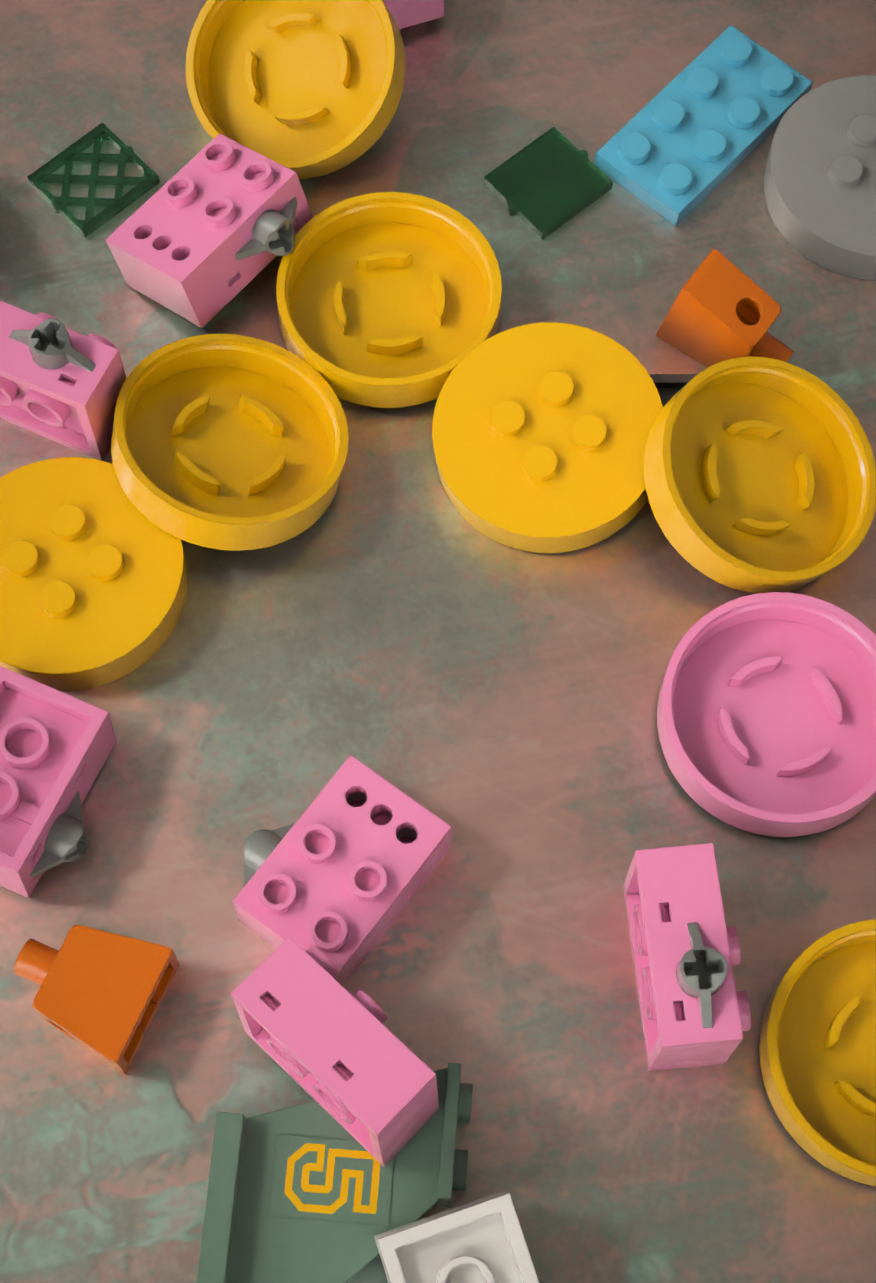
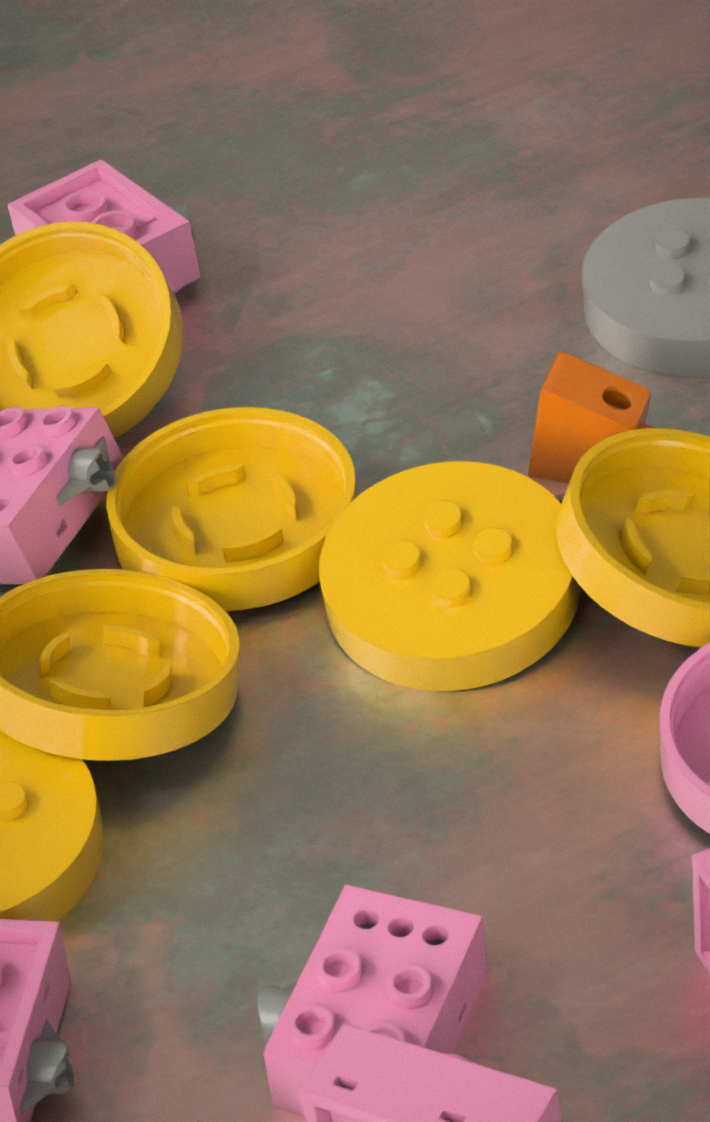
camera: 10 degrees left, 25 degrees down
(547, 183) = (362, 382): clear green piece -> none
(702, 125) = (502, 296): medium azure plate -> none

